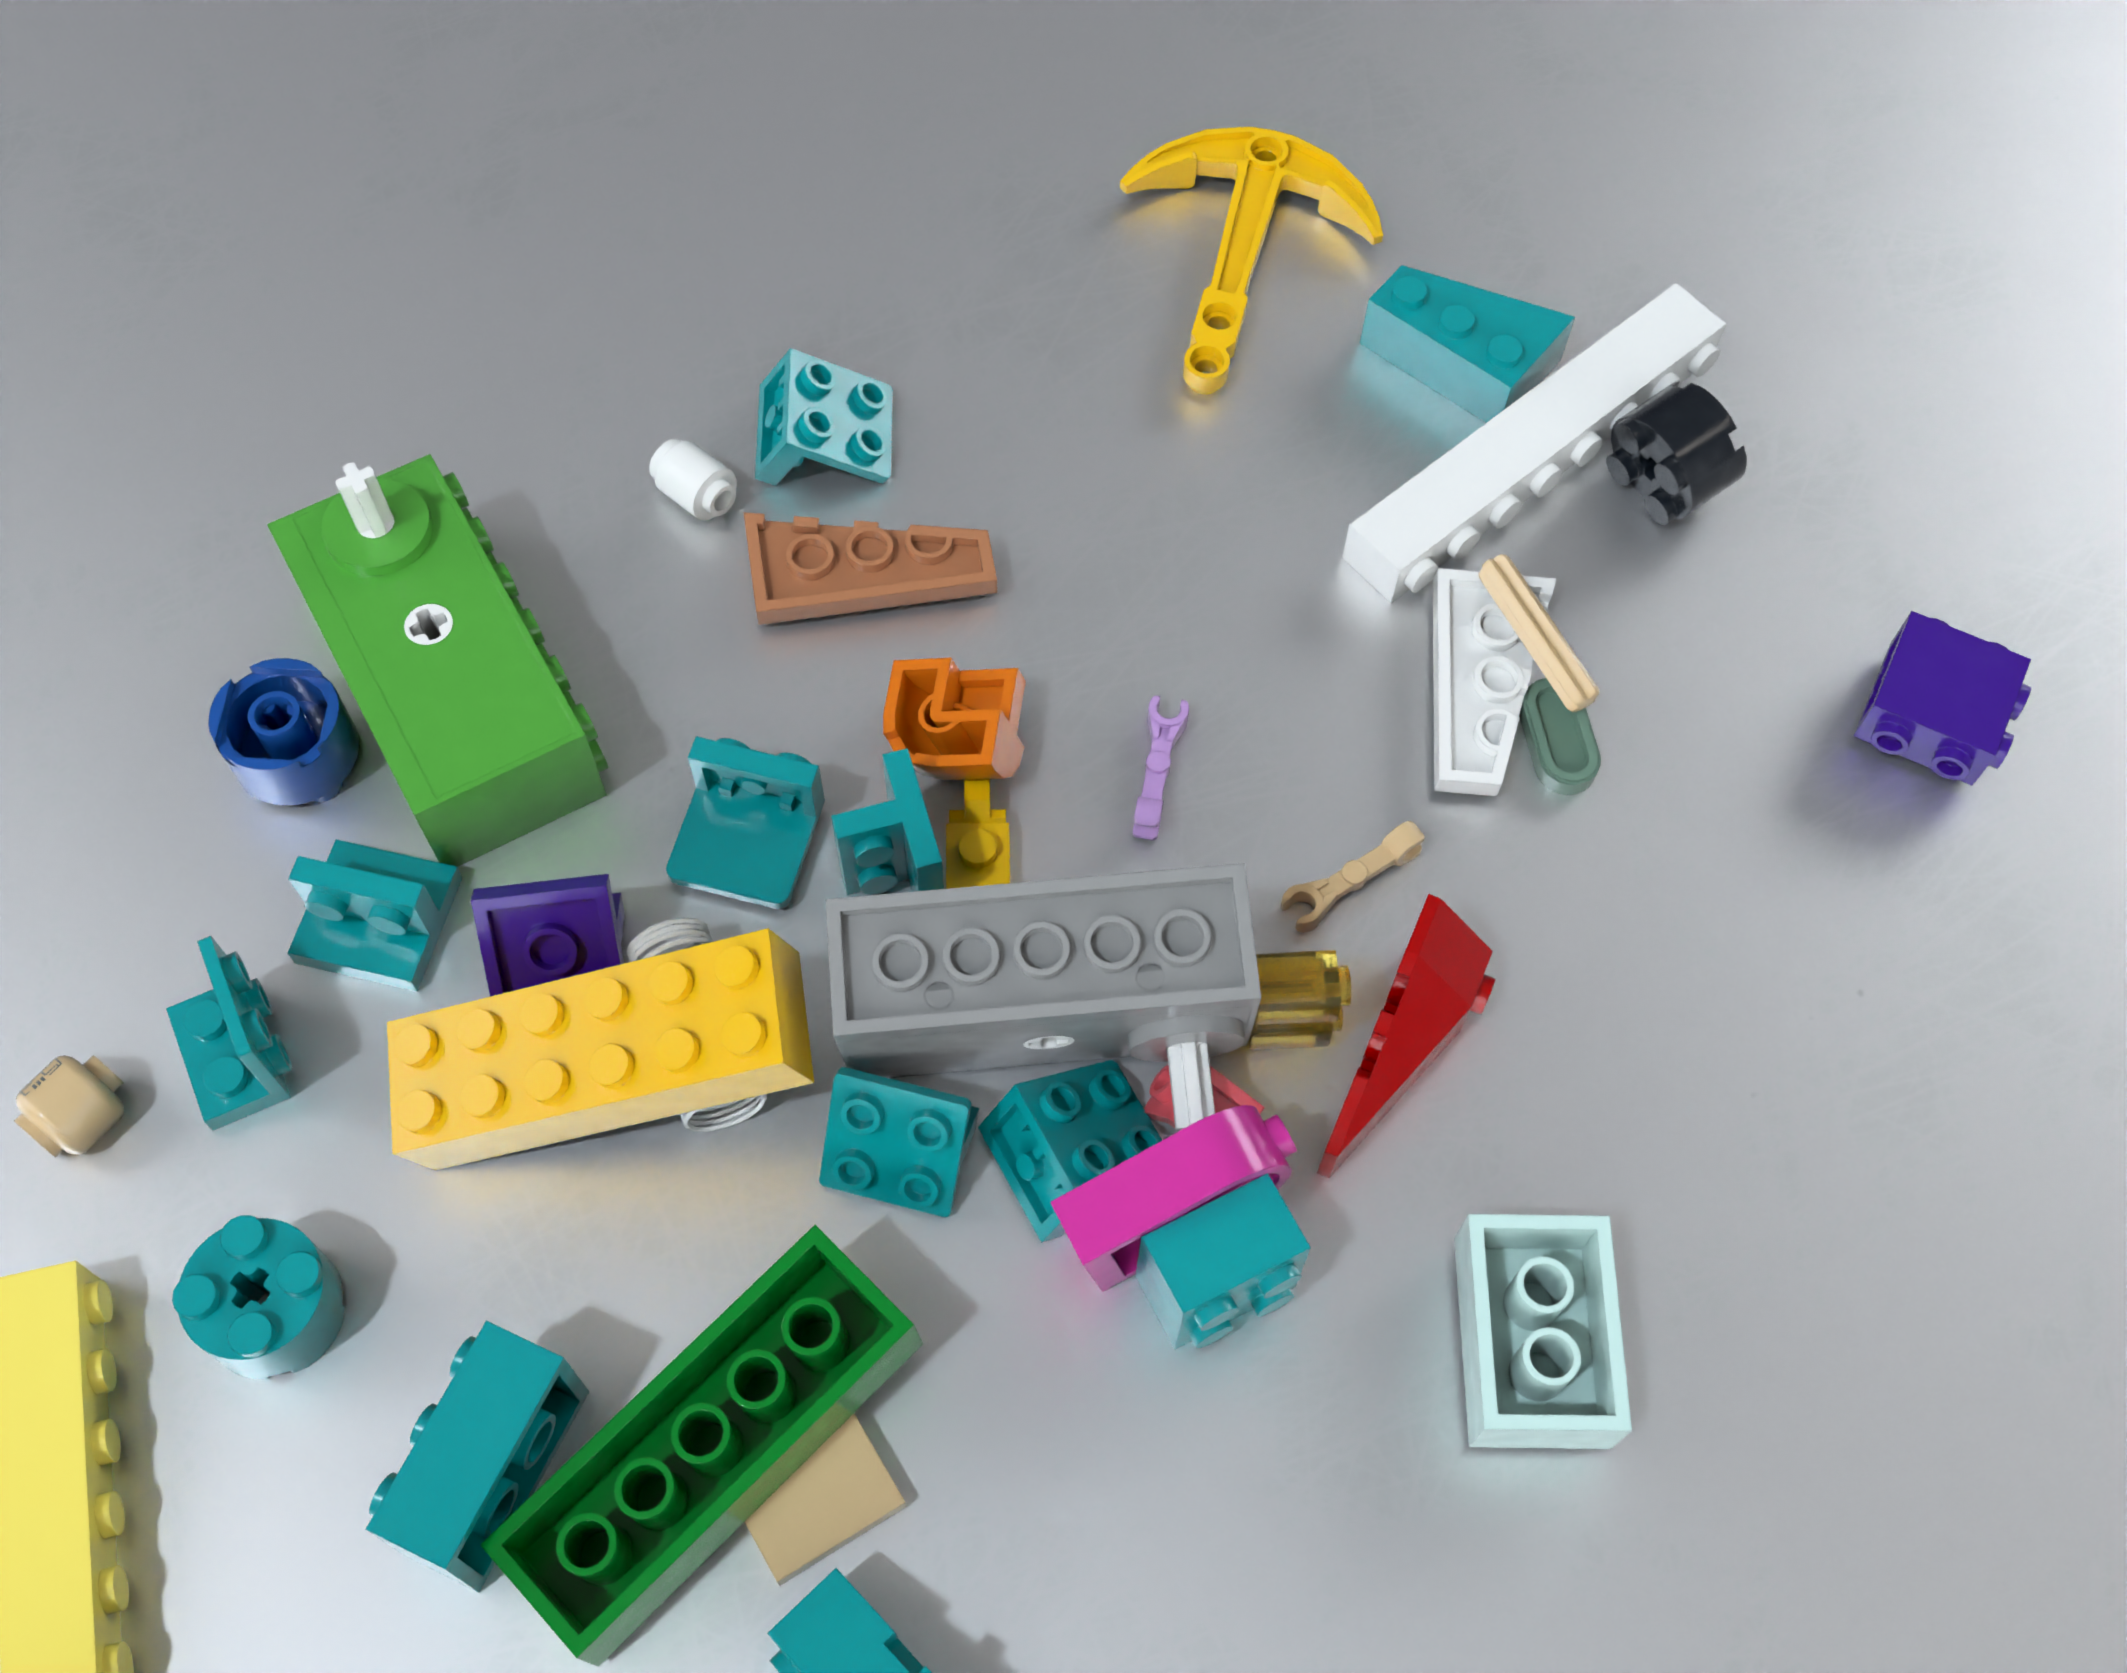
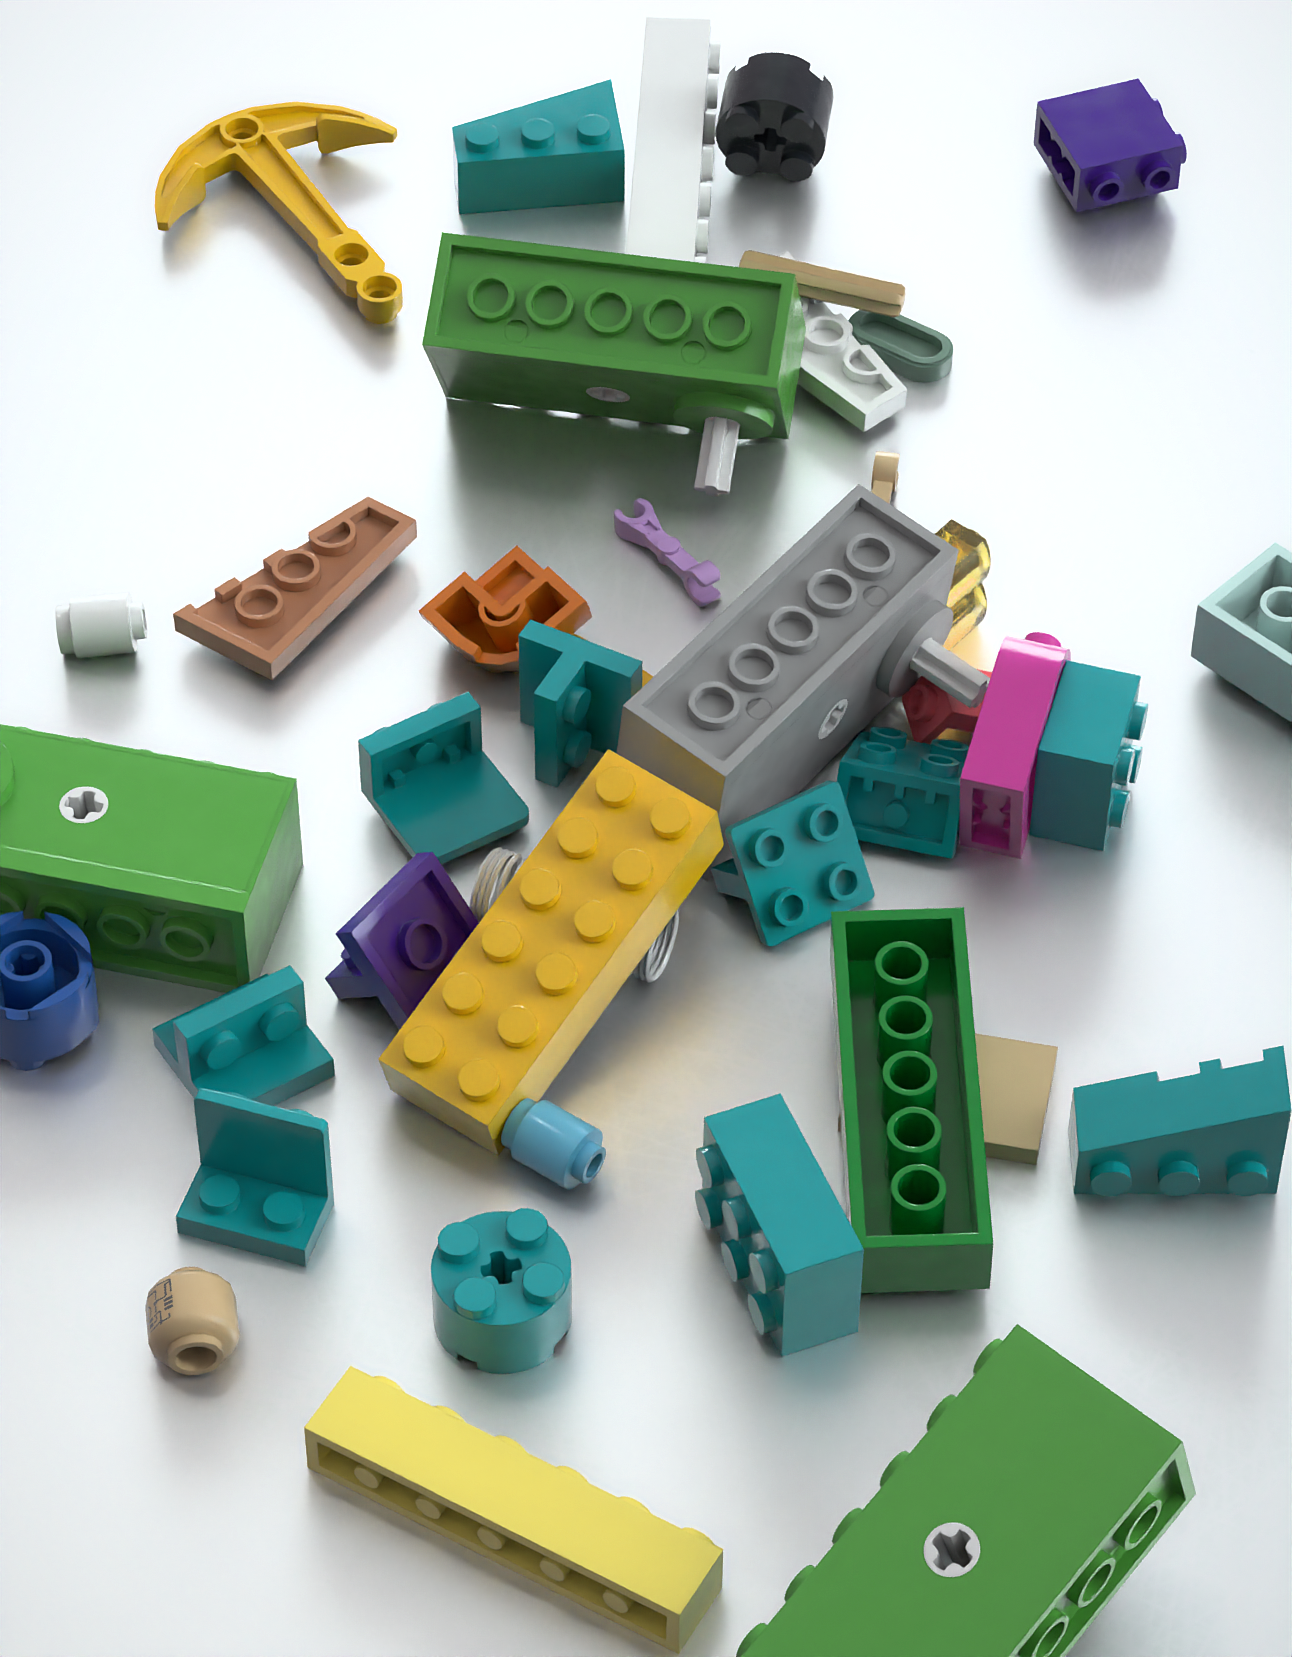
camera: 45 degrees left, 15 degrees down
(454, 1206) = (554, 1143): none -> medium azure brick
(825, 416) = (132, 522): teal bracket -> none
(1310, 586) = (619, 339): none -> bright green piece
(1423, 1013) = (1022, 542): red wedge -> none

